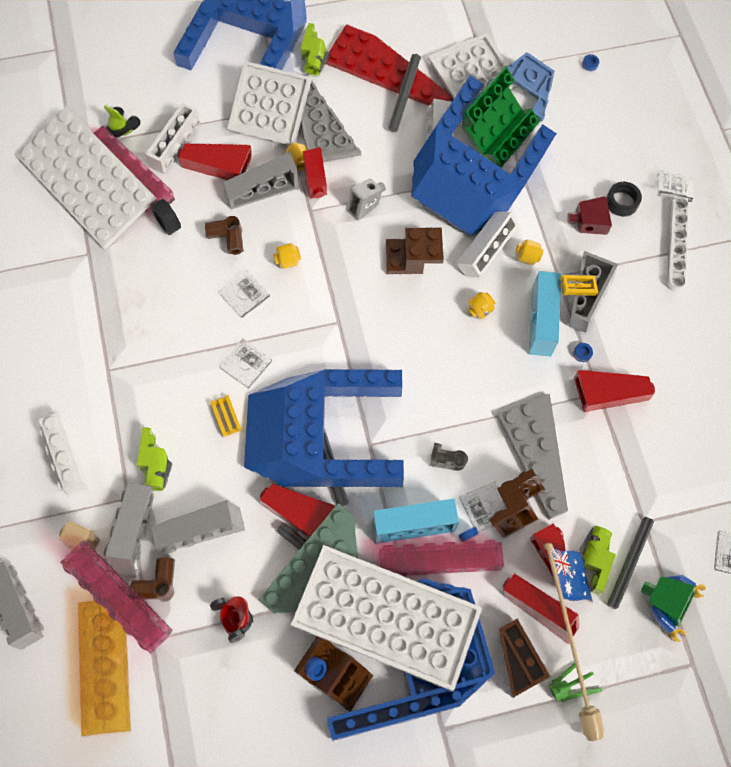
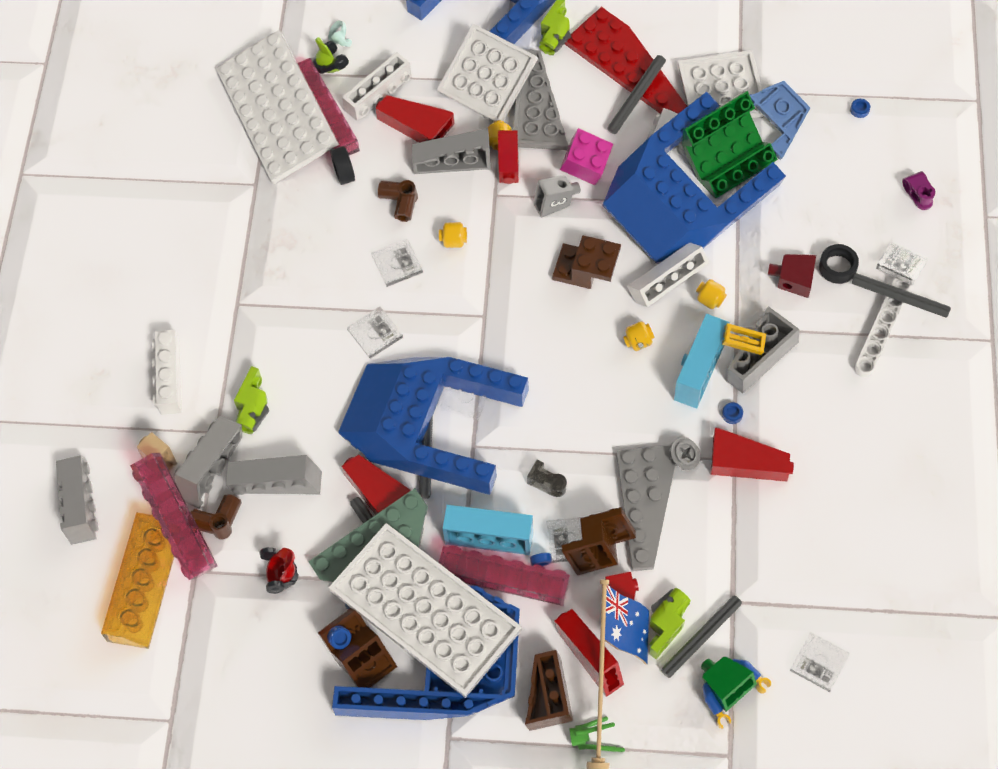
camera: 25 degrees right, 5 degrees down
(123, 100) = (339, 37): none -> light aqua piece
(220, 402) = (336, 364): yellow tile -> none
(381, 157) = (586, 156): none -> dark pink brick
(563, 398) = (692, 454): none -> light grey gear
(664, 117) = (919, 190): none -> magenta piece
(688, 213) = (901, 295): none -> dark grey axle

